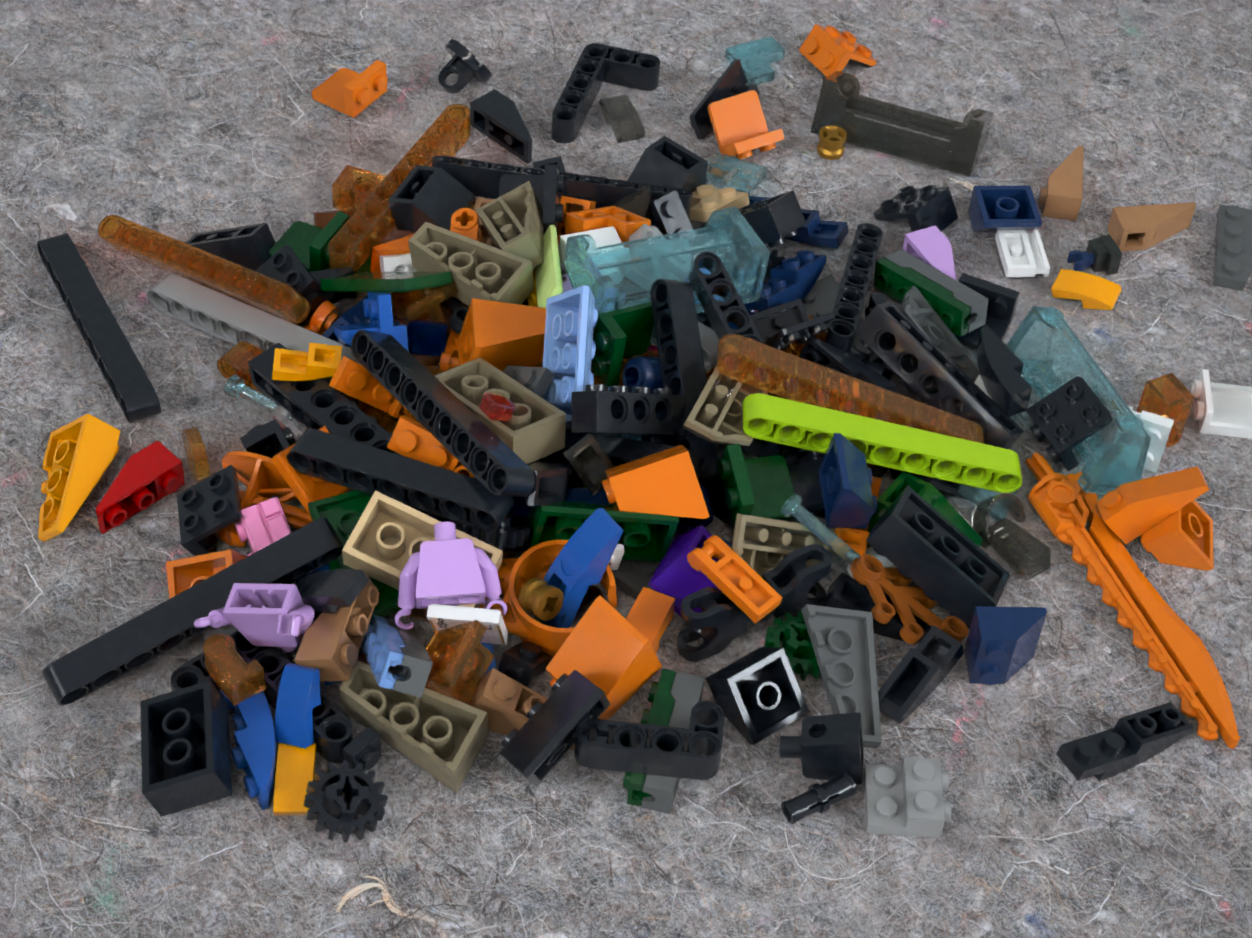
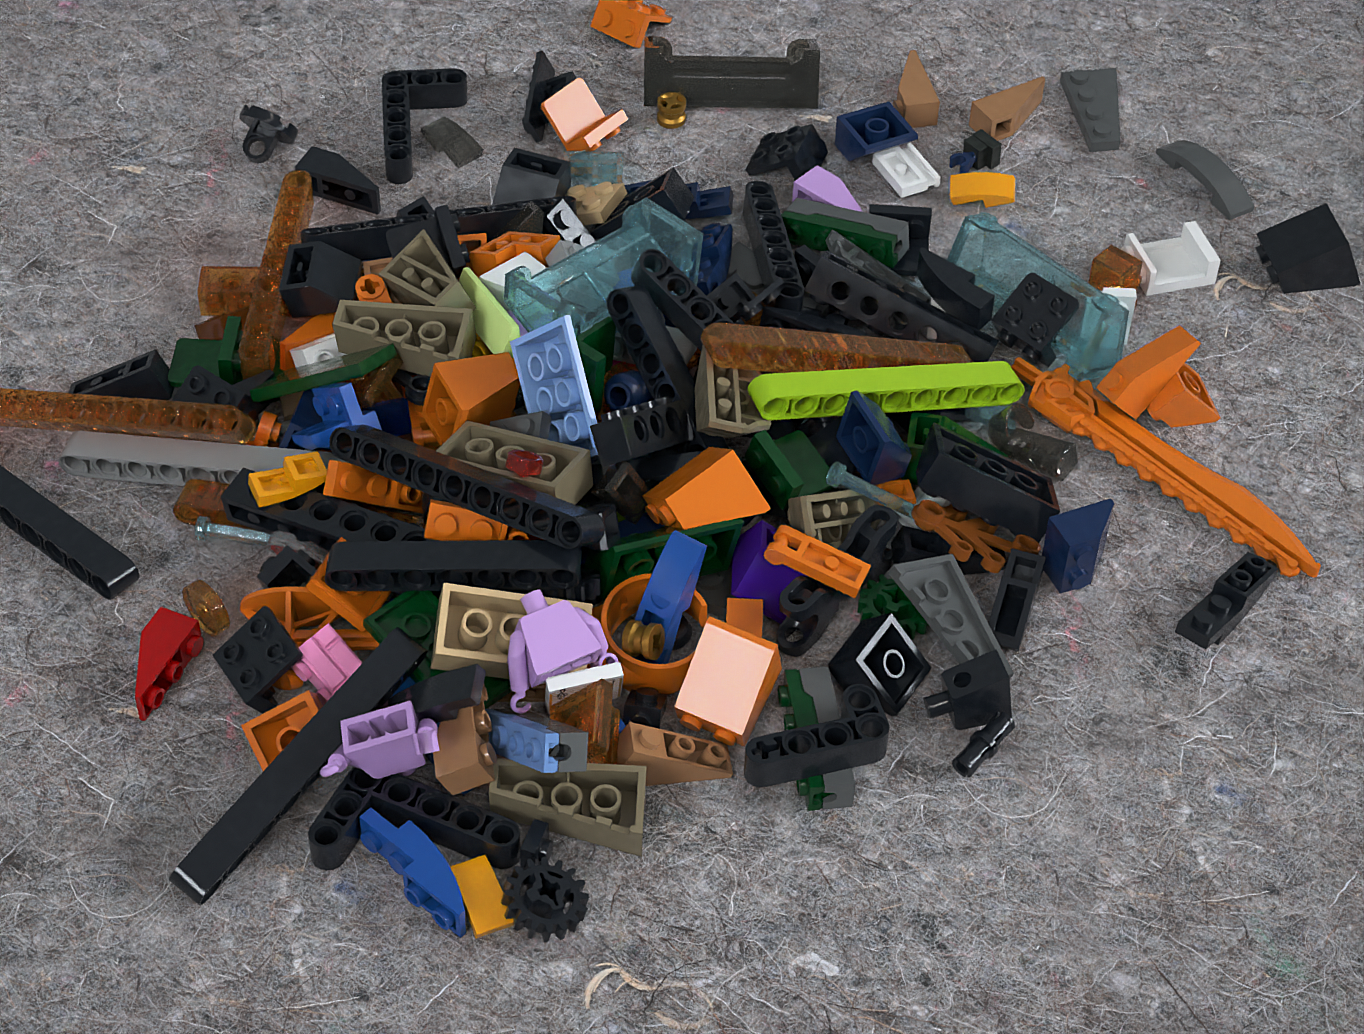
camera: 20 degrees left, 0 degrees up
(74, 463) = (82, 661): light orange wedge -> none
(185, 748) = (363, 902): black brick -> none
(230, 671) = (371, 809): clear orange leg -> none
(295, 700) = (454, 822): blue slope -> none
(353, 91) = (158, 189): orange bracket -> none
(553, 726) = (716, 757): black slope -> none
(755, 58) = (553, 41): clear light blue plate -> none
(906, 798) = (1061, 717): light grey plate -> none

